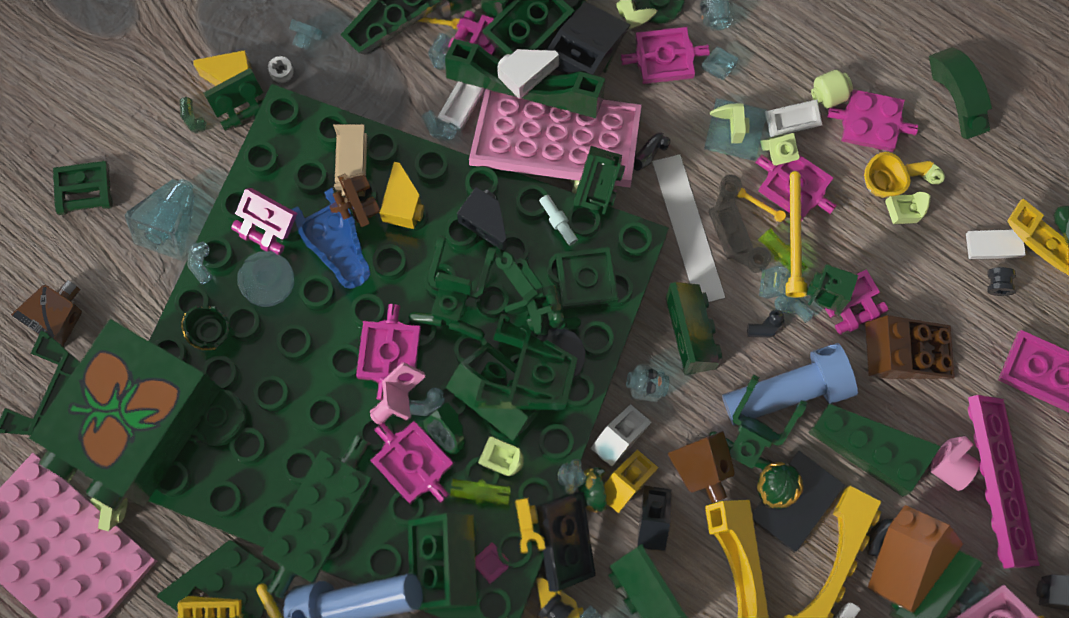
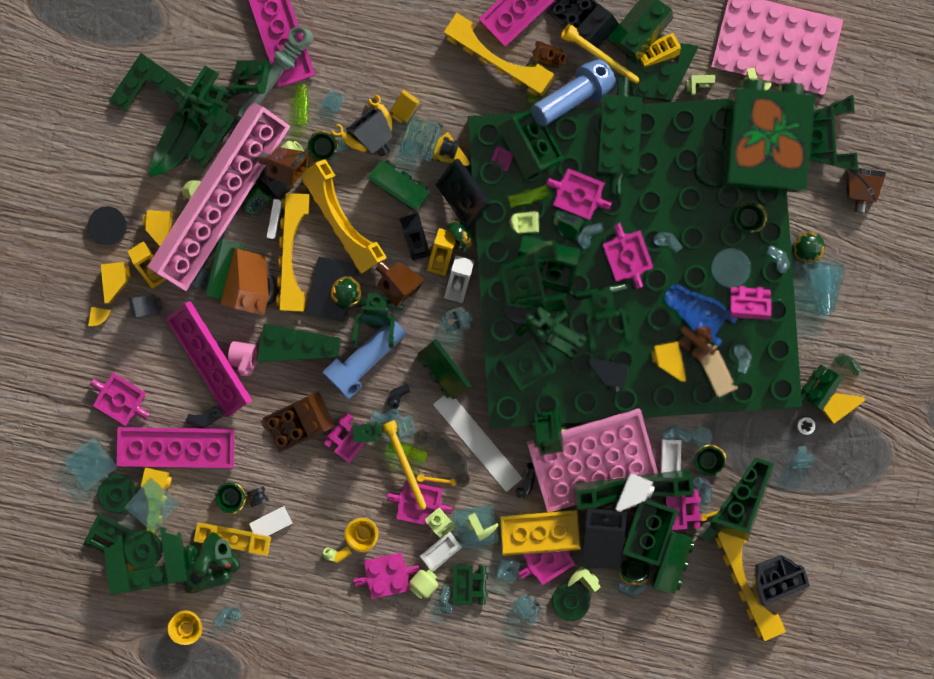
camera: 155 degrees right, 15 degrees up
(82, 179) = (895, 285): dark green plate -> none
(159, 272) = (809, 247): none -> dark green hair
(176, 544) = (703, 81): none -> yellowish green bracket
(307, 163) = (744, 357): none -> clear light blue arm
(326, 350) = (667, 239): none -> clear light blue arm
(396, 394) = (608, 229): bright pink bracket -> none
(410, 110) = (702, 436): none -> clear light blue plate
(414, 78) = (710, 460): none -> dark green hair
(527, 517) = (492, 193): yellow plate -> none
(558, 220) = (562, 394): light aqua bar -> none
(571, 476) = (477, 233): clear light blue plate -> none
(661, 84) = (540, 533): none -> yellow tile
(782, 70) = (463, 582): none -> dark green plate
(815, 59) = (443, 600): none -> clear light blue arm
(908, 208) = (338, 520): yellowish green plate -> none
(966, 87) = (335, 623): dark green arch -> none
(1033, 408) = (206, 419): none -> black arm
(1039, 294) = (230, 498): none -> dark green hair

